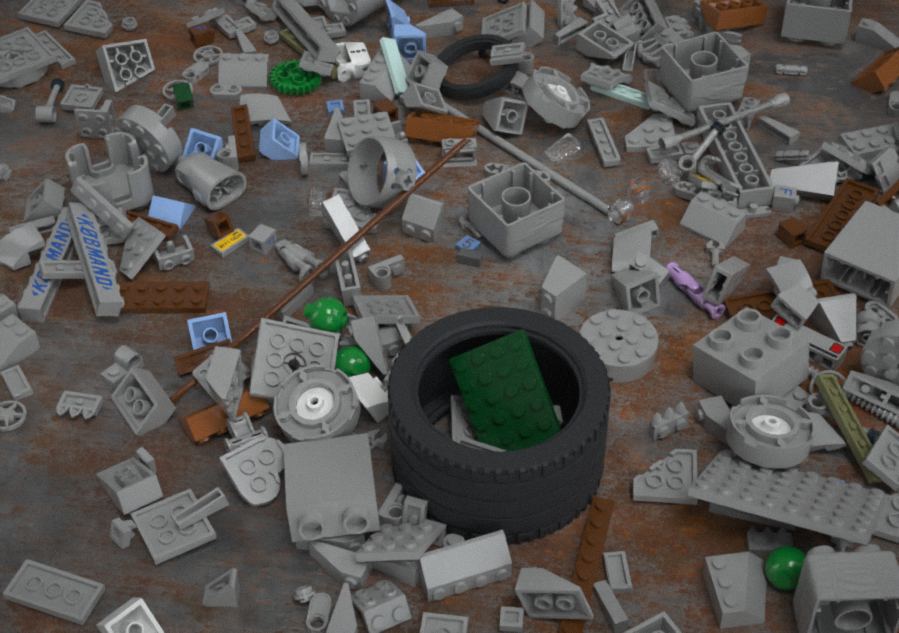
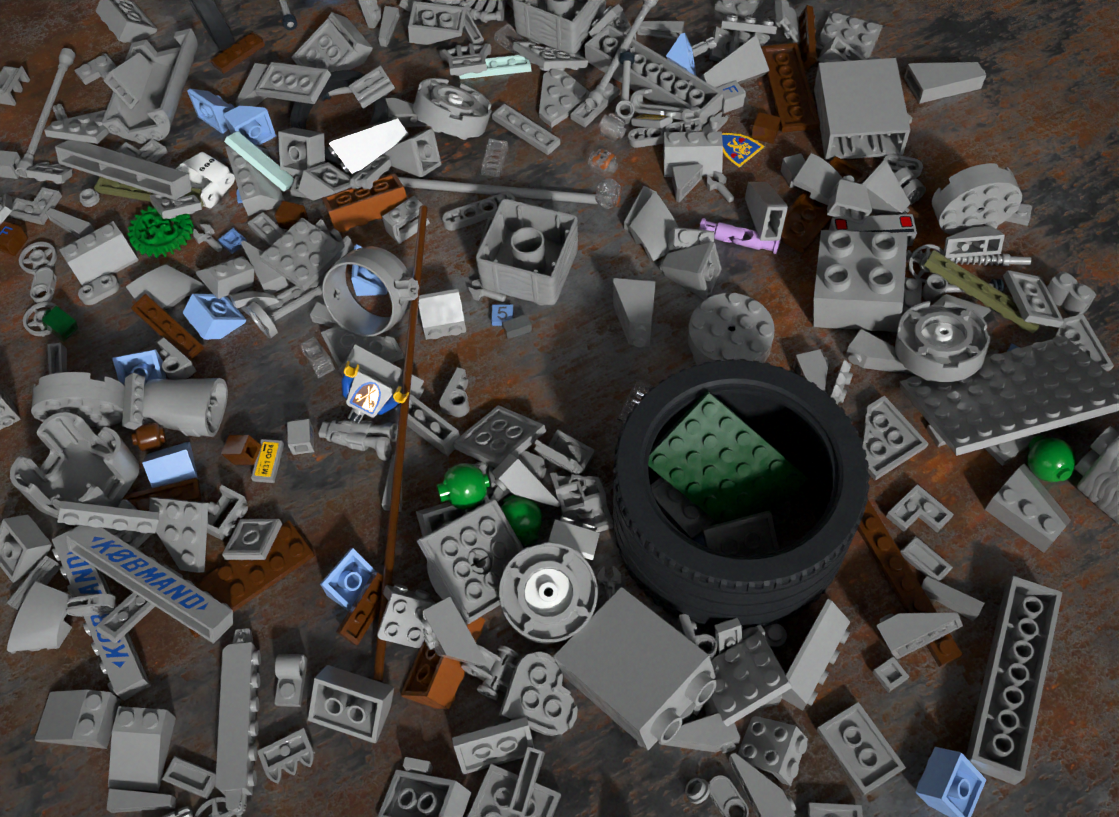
camera: 35 degrees left, 15 degrees up
(48, 250) = (90, 605): none -> light grey piece
(69, 367) = (237, 721): none -> light grey hinge
(173, 187) = (149, 437): none -> reddish brown head
(175, 276) = (252, 539): none -> light grey tile
(178, 156) = (133, 401): none -> light grey piece
(199, 473) = (493, 745): none -> light grey plate
(308, 124) = (228, 276): none -> light grey slope
(315, 147) = (245, 298): none -> light grey brick
(321, 97) = (200, 237): none -> light grey bar
(321, 229) = (368, 393): none -> torso
(461, 29) = (293, 82): none -> light grey plate
(462, 111) = (371, 173): none -> light grey plate
(472, 89) = (366, 144): none -> slope
(648, 533) = (919, 505): none -> light grey plate
(656, 400) = (813, 367): none -> light grey slope
(690, 233) = (685, 178): none -> light grey slope
(732, 94) = (609, 17): none -> light grey plate
(759, 237) = (739, 148): none -> sticker
(769, 149) = (682, 54): none -> light blue slope

